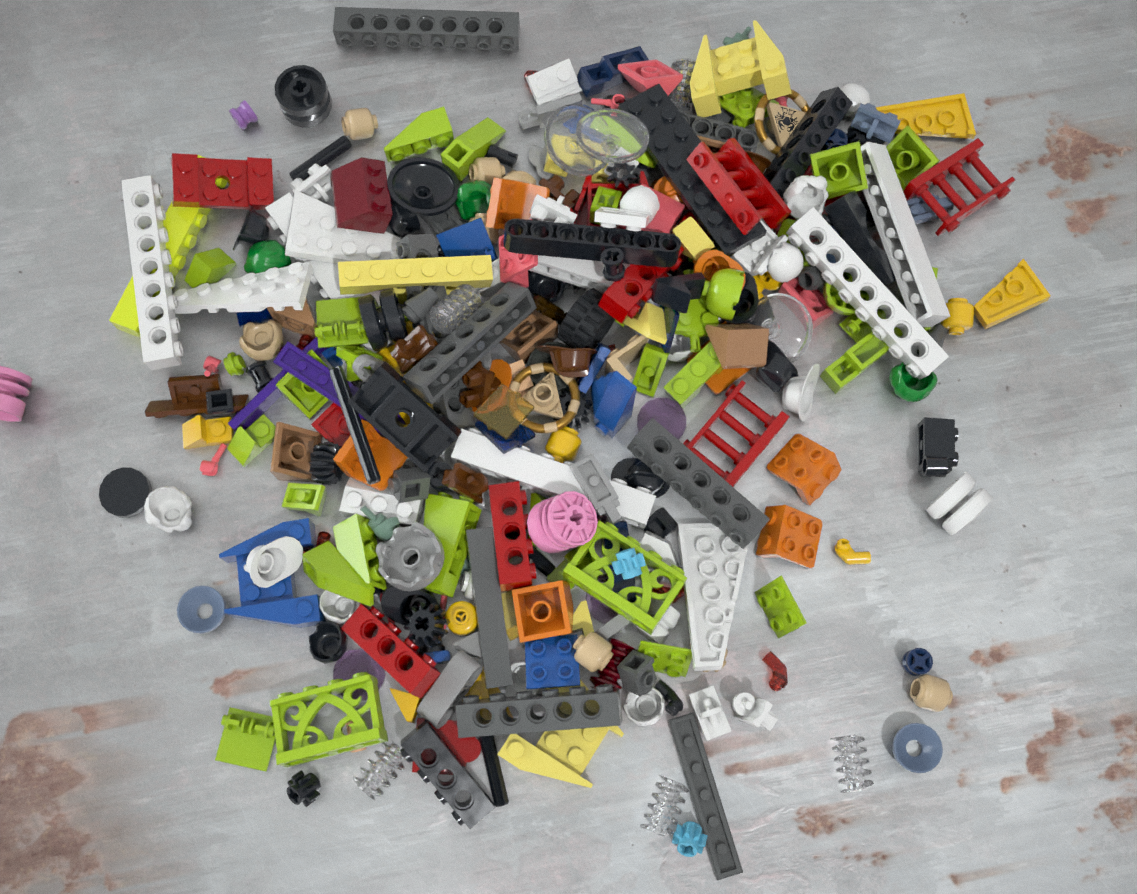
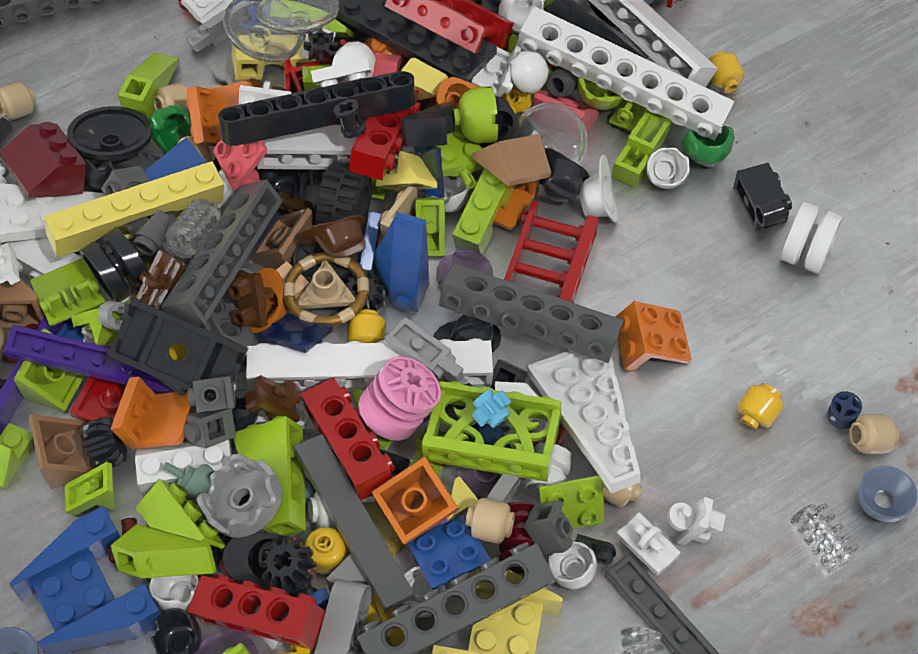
camera: 20 degrees left, 15 degrees down
(274, 561) = (80, 562): white piece -> none
(355, 426) = (124, 383): black axle -> none
(424, 133) = (89, 88): lime slope -> none
(425, 459) = (224, 394): none -> dark grey brick
(504, 156) = (187, 80): black pin -> none
(504, 411) = (287, 313): clear yellow piece -> none
(779, 672) = (704, 476): clear red arm -> none
(780, 607) = (675, 405): lime hinge -> none
(805, 467) = (638, 261): orange bracket -> none
(849, 556) = (724, 334): yellow arm -> none
(850, 632) = (760, 406): none -> yellow head
(868, 390) = (667, 168): none -> white hair
(1013, 295) = (769, 39): yellow wing -> none

